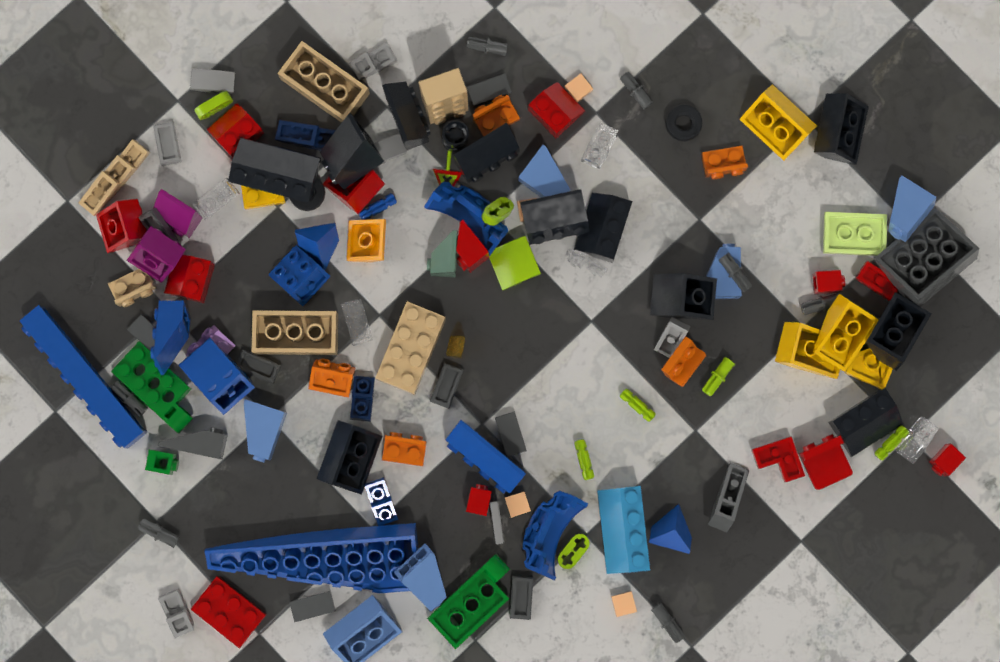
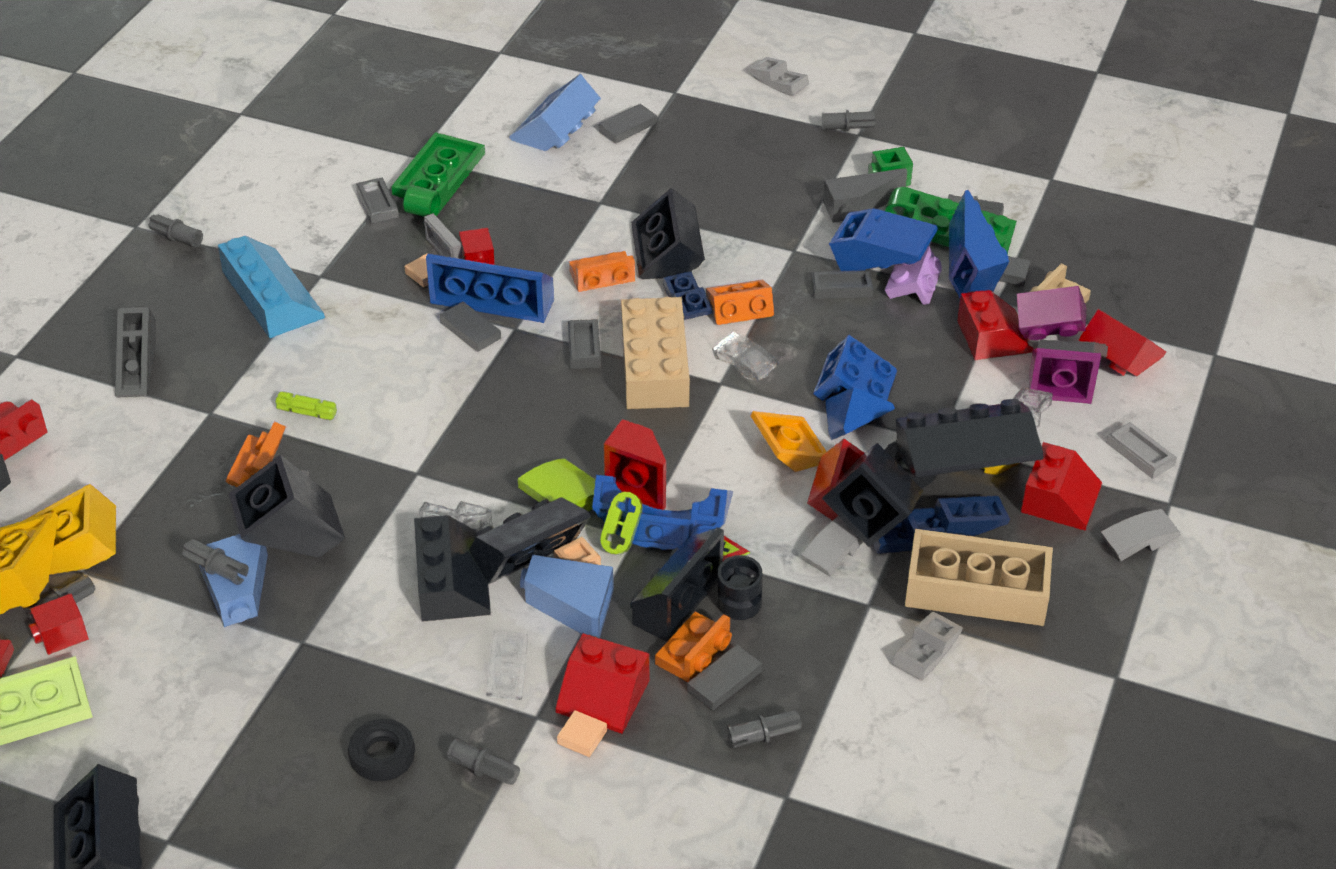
camera: 155 degrees right, 40 degrees down
(83, 377) = (1050, 205): blue brick -> none
(114, 177) = (1176, 390): tan slope -> none
(213, 105) = (1114, 504): lime beam -> none
(228, 612) = (721, 93): red plate -> none
(262, 429) = (795, 230): medium blue slope -> none
(295, 332) = (816, 313): tan brick -> none
(335, 557) = (594, 171): blue wedge -> none
(378, 206) = (798, 483): blue axle -> none
(381, 501) = (601, 222): slope -> none
(406, 114) = (833, 581): black slope -> none
(423, 577) = (509, 158): medium blue slope -> none
(444, 96) = (784, 590): tan brick -> none
(444, 257) = (672, 442): sand green slope -> none
(455, 346) = (593, 379): clear yellow slope -> none
(546, 529) = (374, 244): blue windscreen -> none
(569, 547) = (329, 253): lime beam -> none
(584, 459) = (356, 333): lime axle -> none
(624, 604) = (241, 227): light nougat tile -> none
(672, 531) = (203, 303): blue slope -> none
(718, 376) = (197, 470): lime axle -> none
(723, 162) = (288, 718): orange bracket -> none
(778, 122) = (212, 806): yellow slope -> none
(784, 454) = (74, 421): red plate -> none

